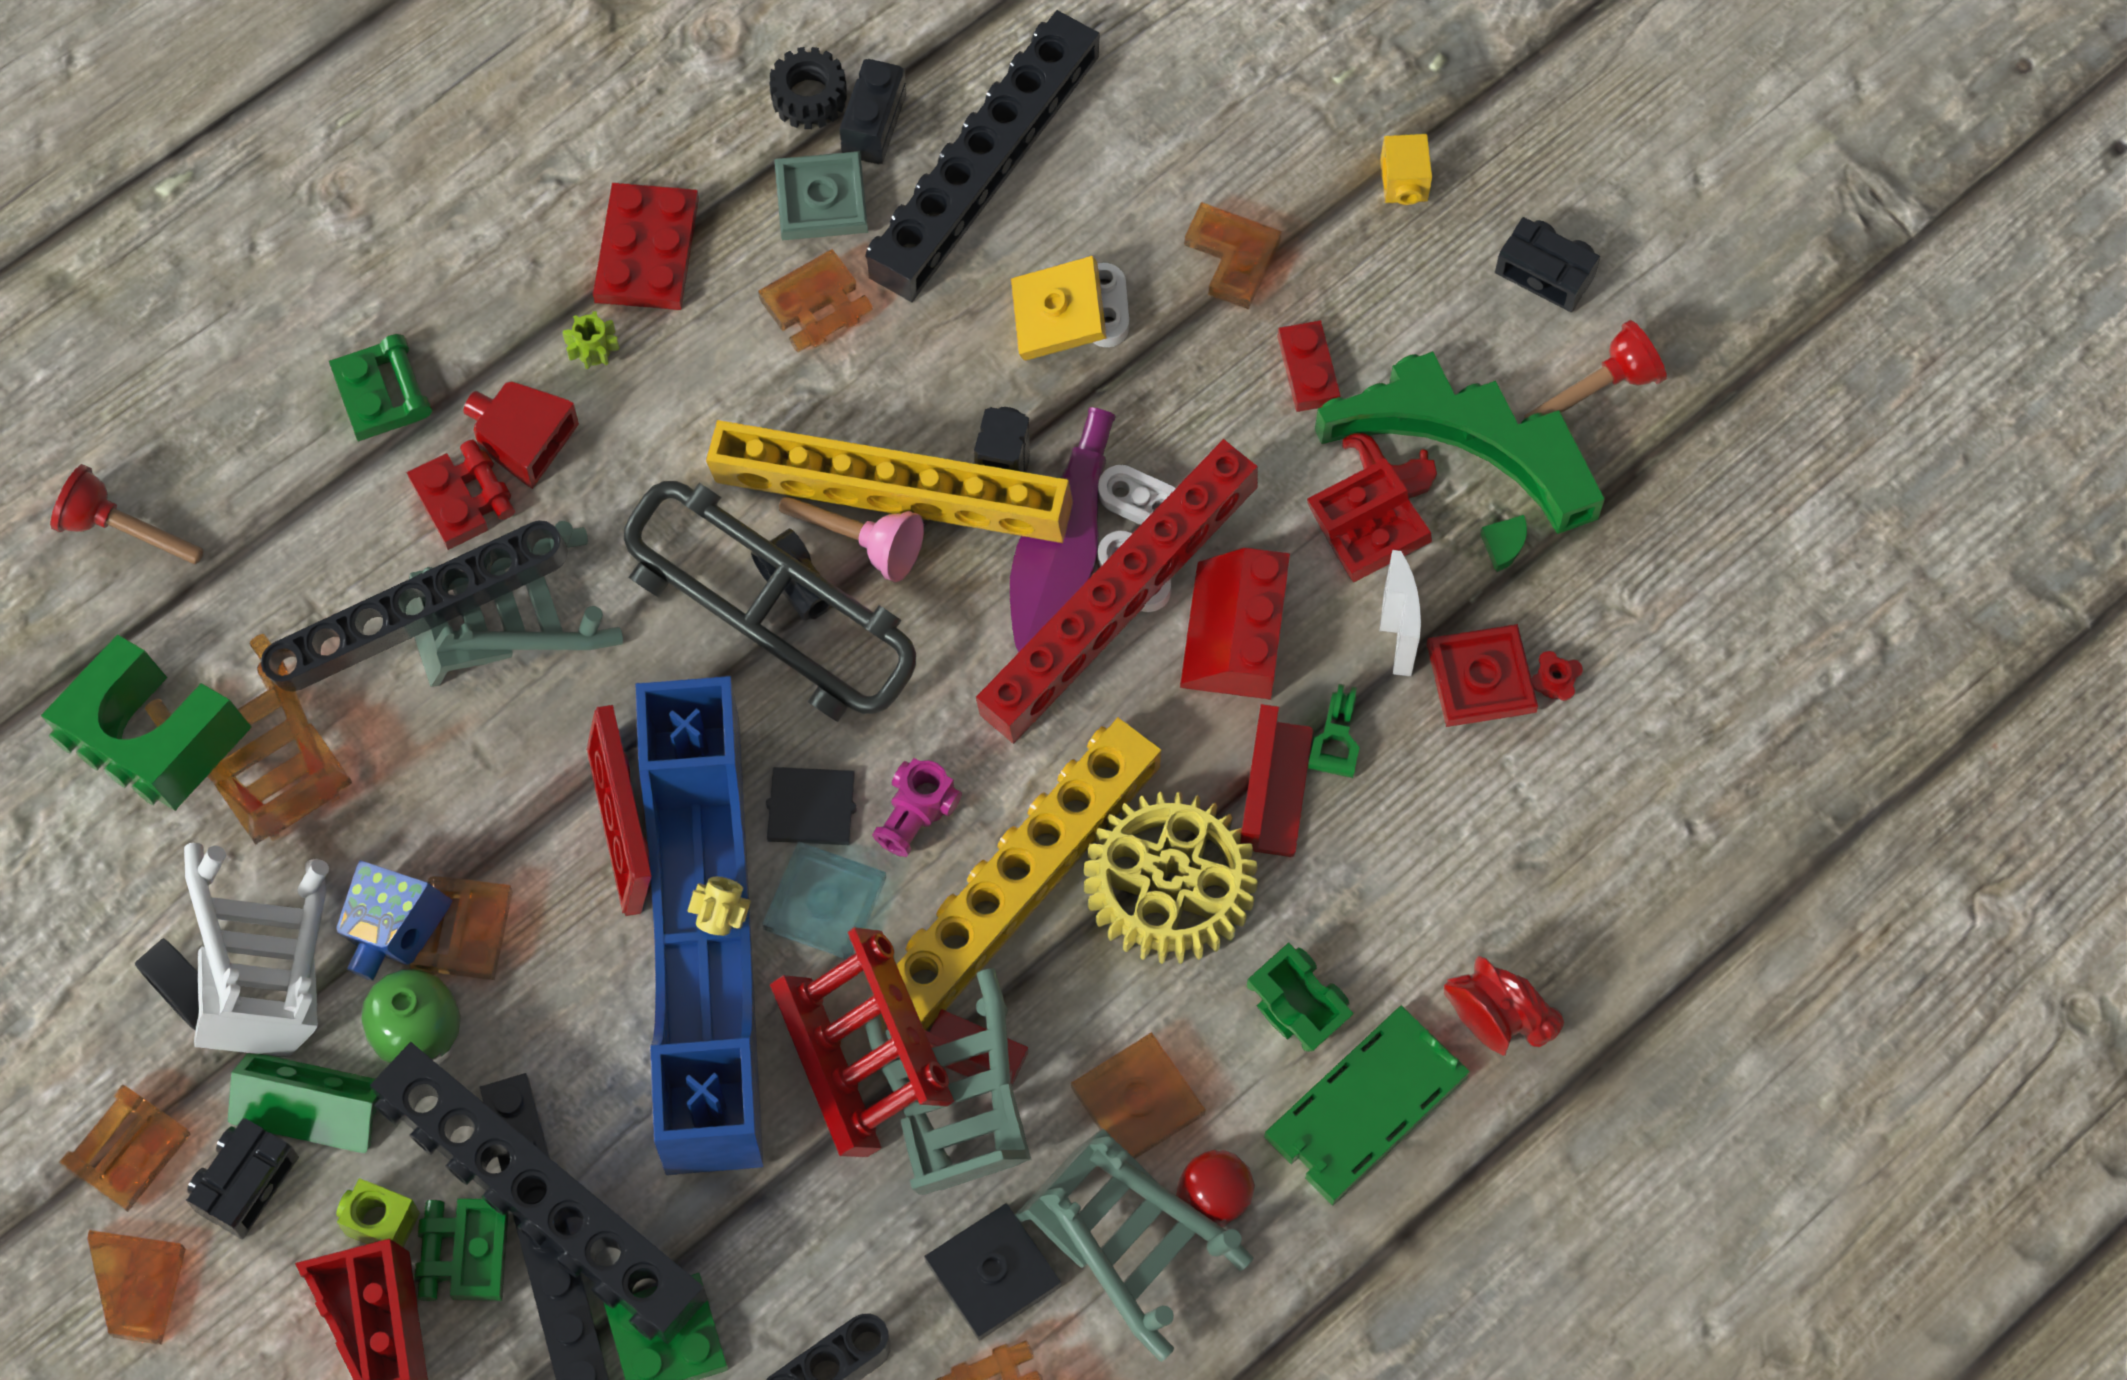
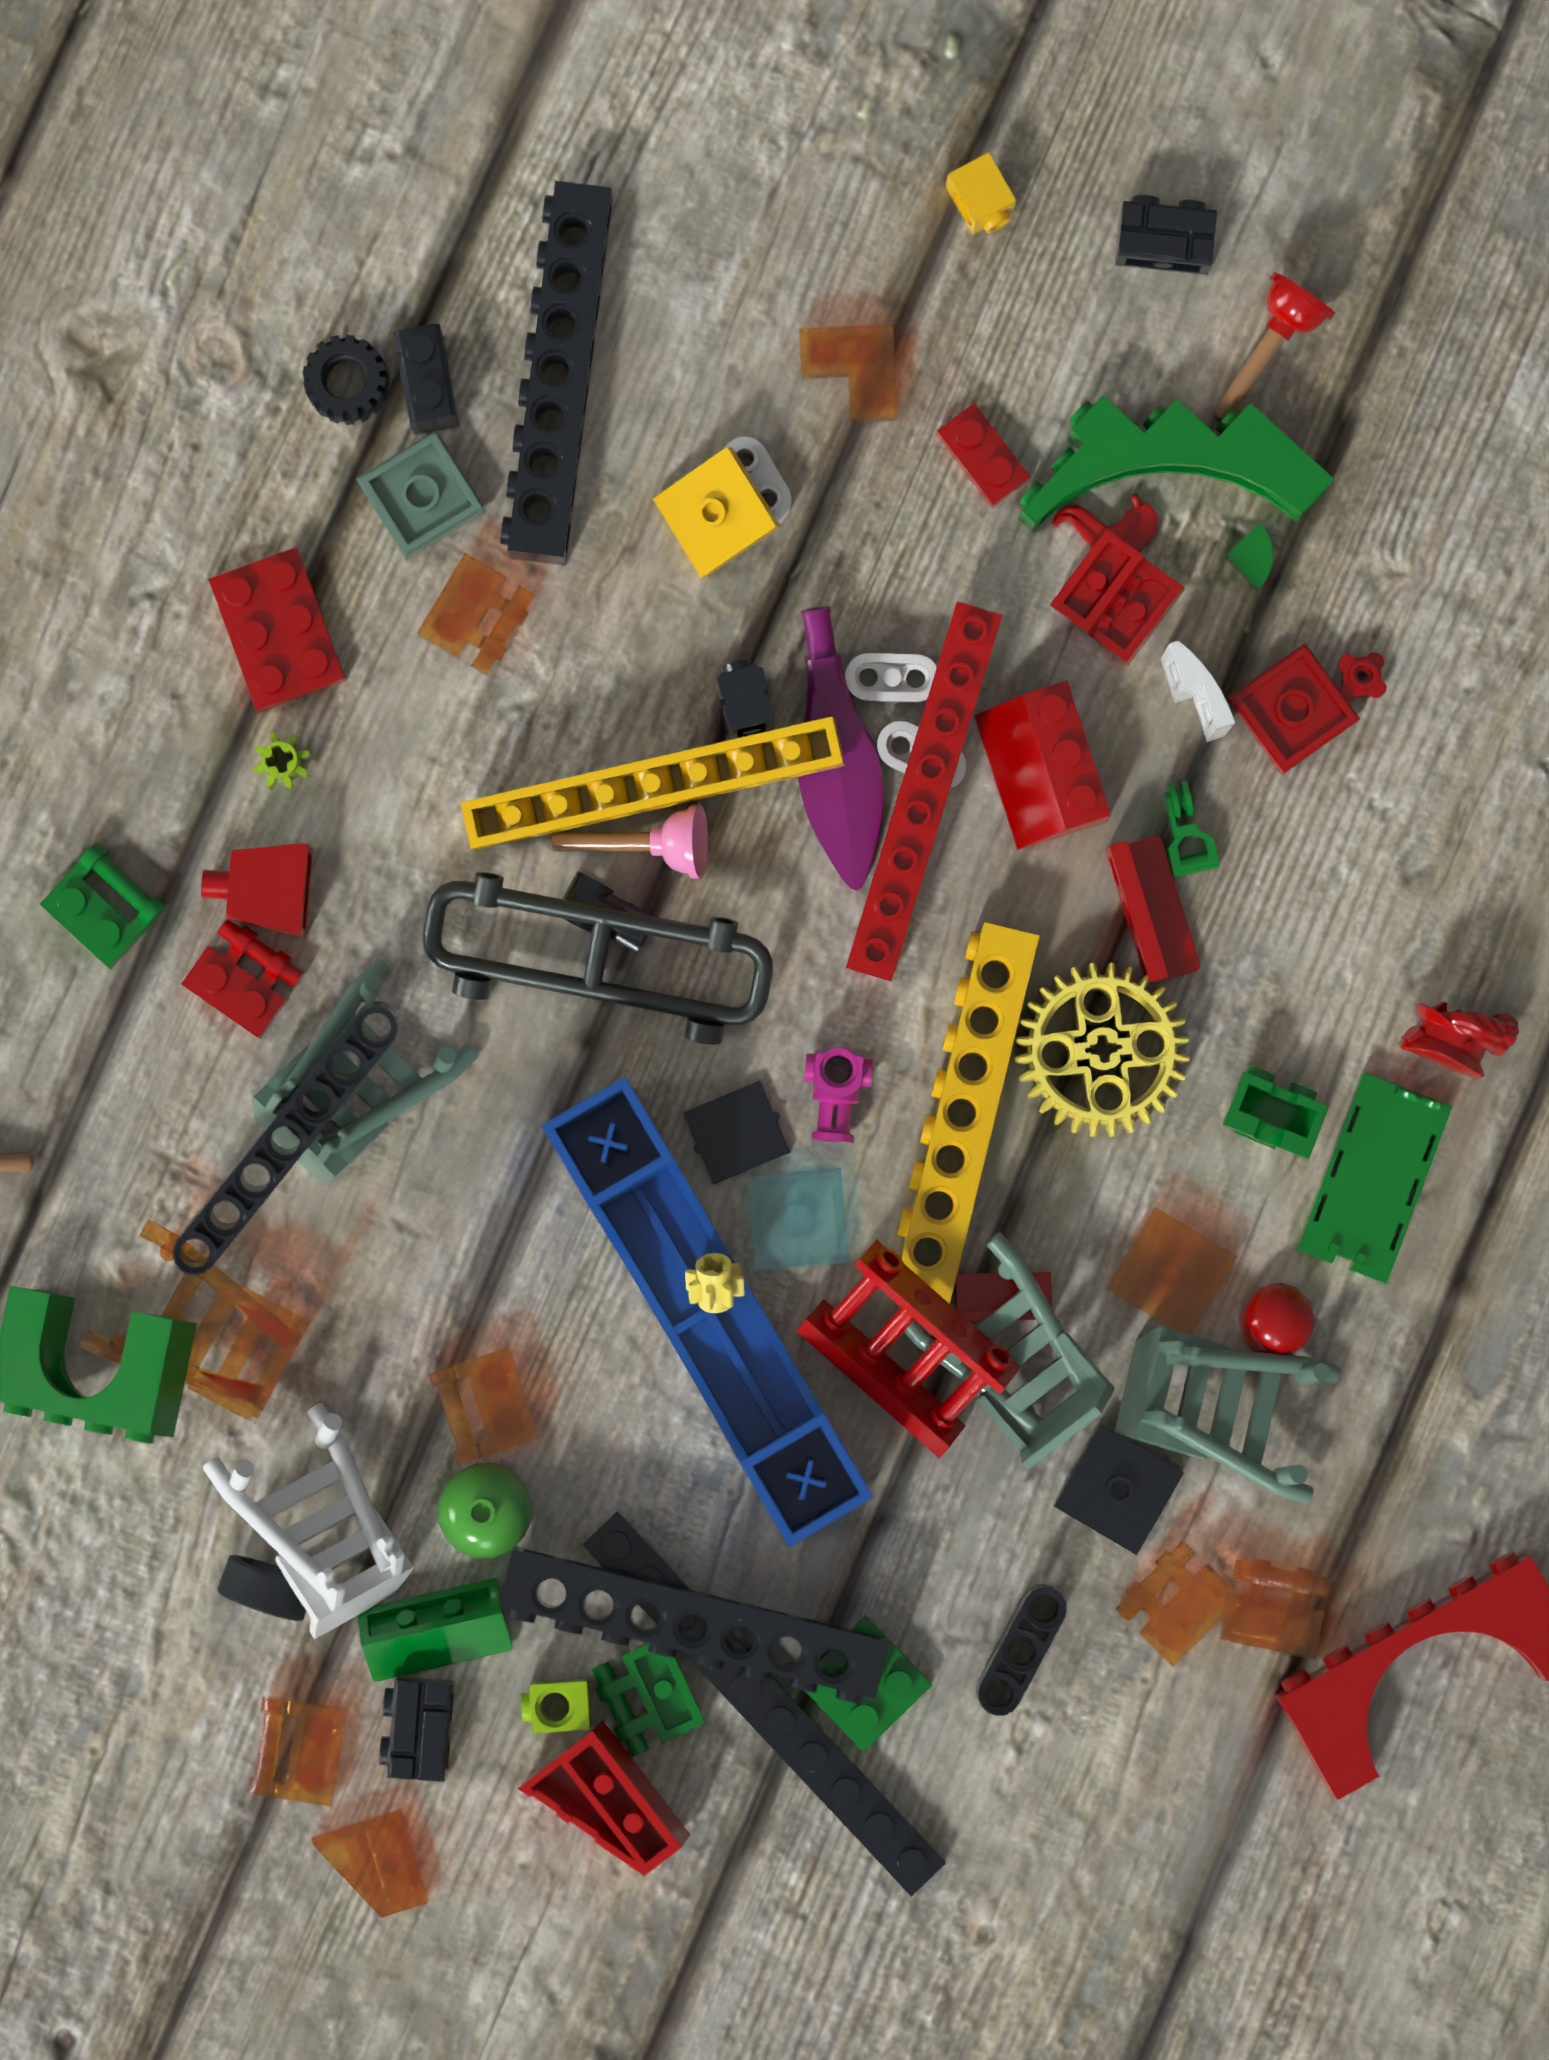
camera: 25 degrees left, 20 degrees up
(388, 917) = (416, 1433): blue torso -> none
(618, 811) = (573, 1234): red plate -> none

